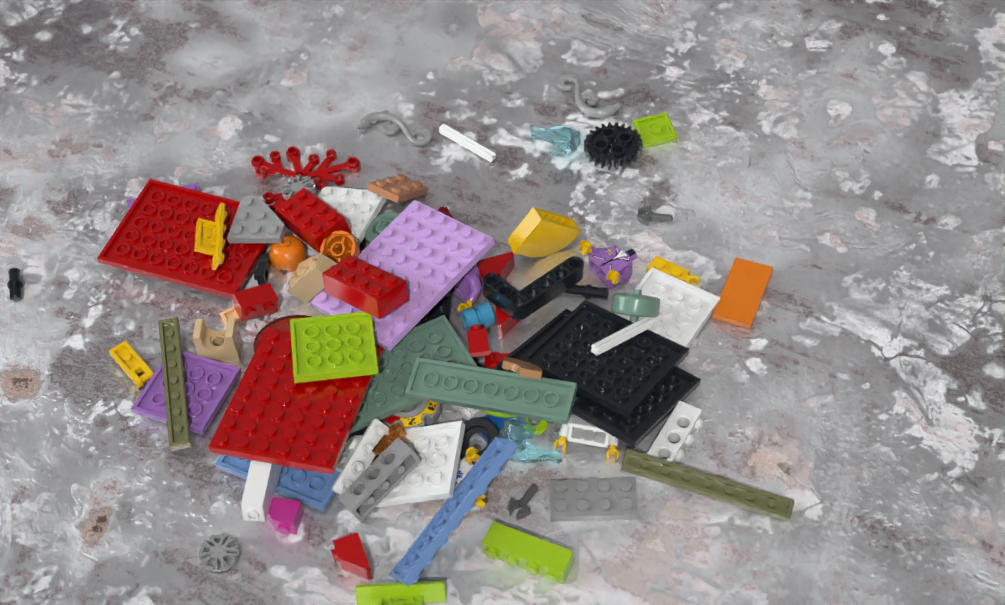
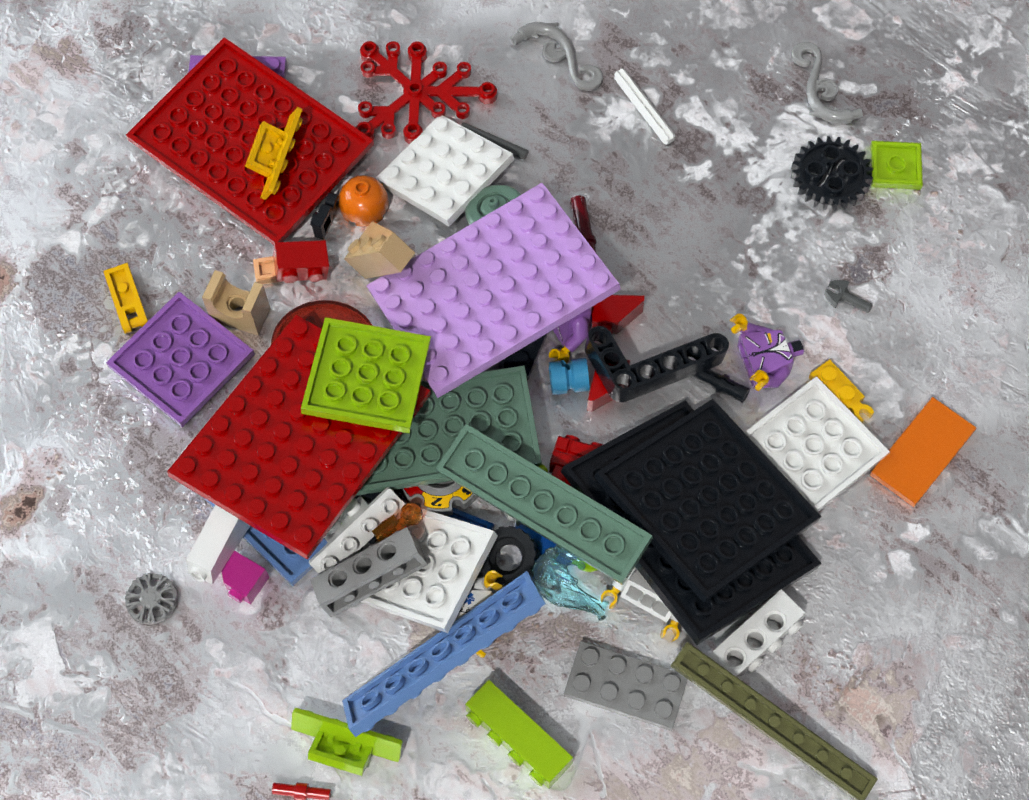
camera: 15 degrees right, 15 degrees up
(14, 284) = (20, 135): black axle -> none
(174, 384) = (166, 347): olive tile -> none
(255, 223) = (333, 149): light grey plate -> none
(293, 186) = (405, 110): light grey wheel -> none
(310, 218) = (406, 170): red brick -> none
(340, 246) = (424, 227): orange cylinder -> none
(351, 556) = (305, 661): red slope -> none
(365, 287) = (434, 300): red brick -> none
(397, 188) = (529, 152): nougat plate -> none
(478, 340) = (555, 415): red slope -> none
(523, 368) = (594, 490): medium nougat tile -> none
(525, 511) = (537, 659): dark grey bar -> none
(542, 234) = (692, 283): yellow brick -> none
(564, 137) = (773, 141): clear light blue hair -> none
(621, 336) = (738, 474): white axle -> none
(635, 305) = (774, 431): sand green wheel -> none

